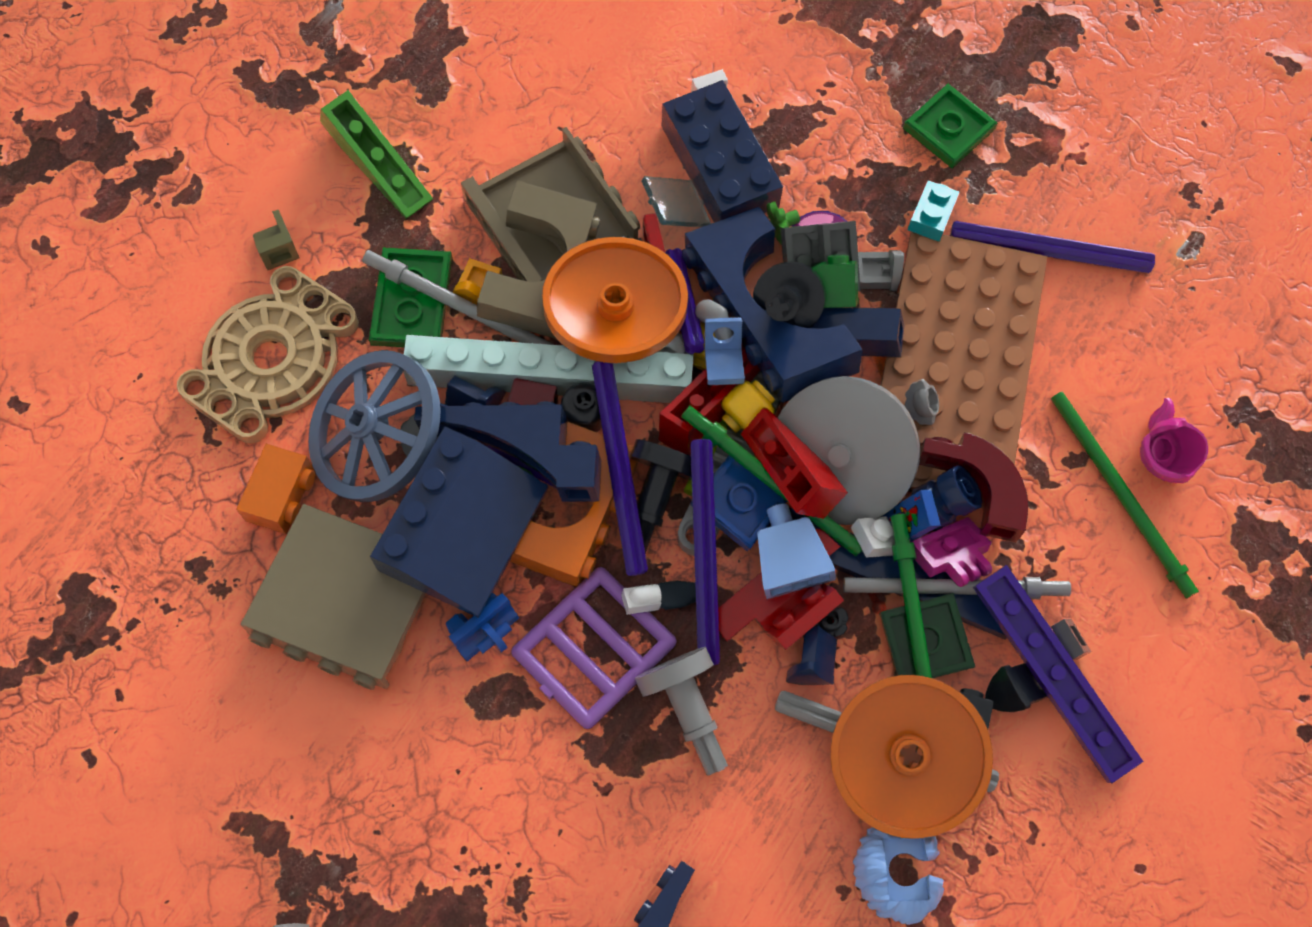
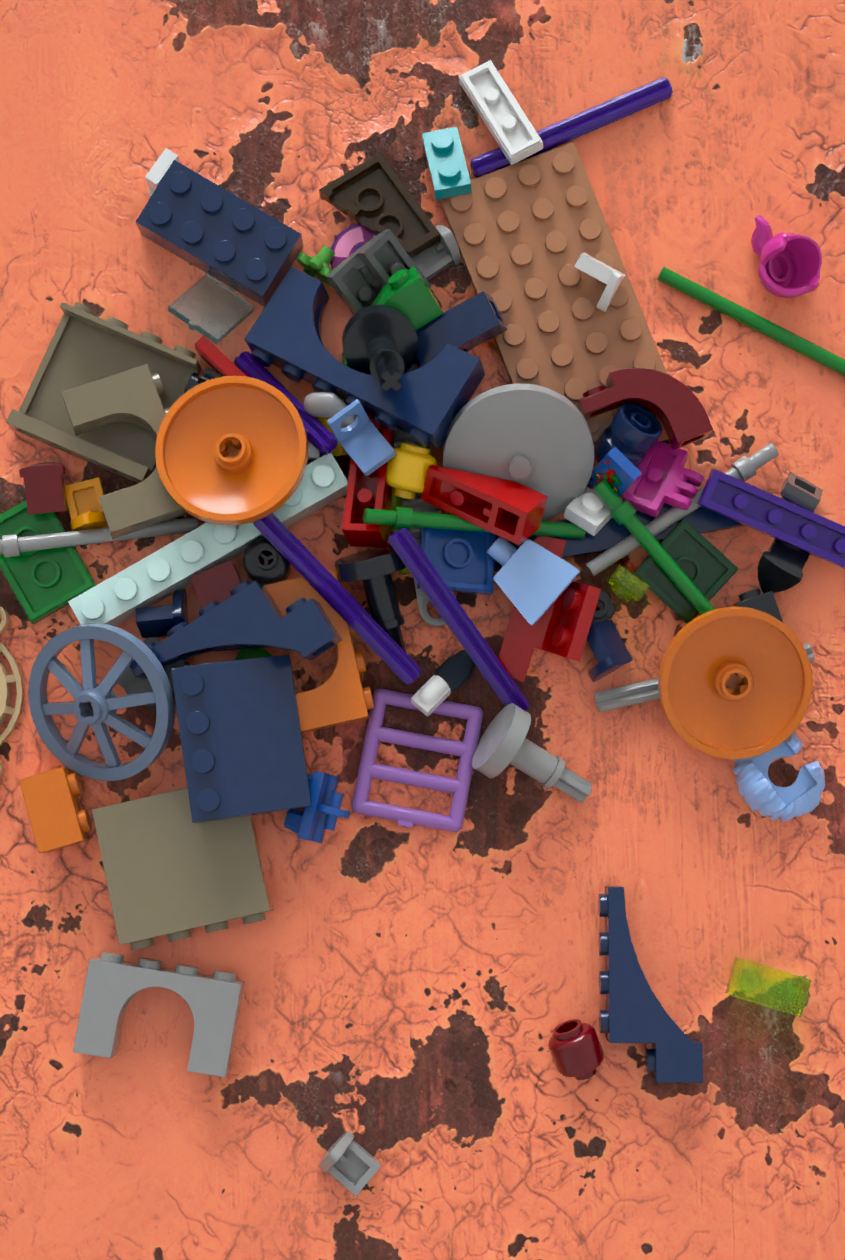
camera: 30 degrees left, 15 degrees up
(279, 728) = (212, 999): none -> light grey arch
(453, 247) = (44, 487): none -> dark red tile
(865, 200) = (380, 201): none -> dark brown wing
(869, 618) = (627, 585): none -> clear neon green plate
(922, 402) = (554, 363): light grey piece -> none
(950, 125) = (405, 60): green tile -> none
(1002, 201) = (501, 112): none -> white tile
(1013, 366) = (604, 274): none -> white tile

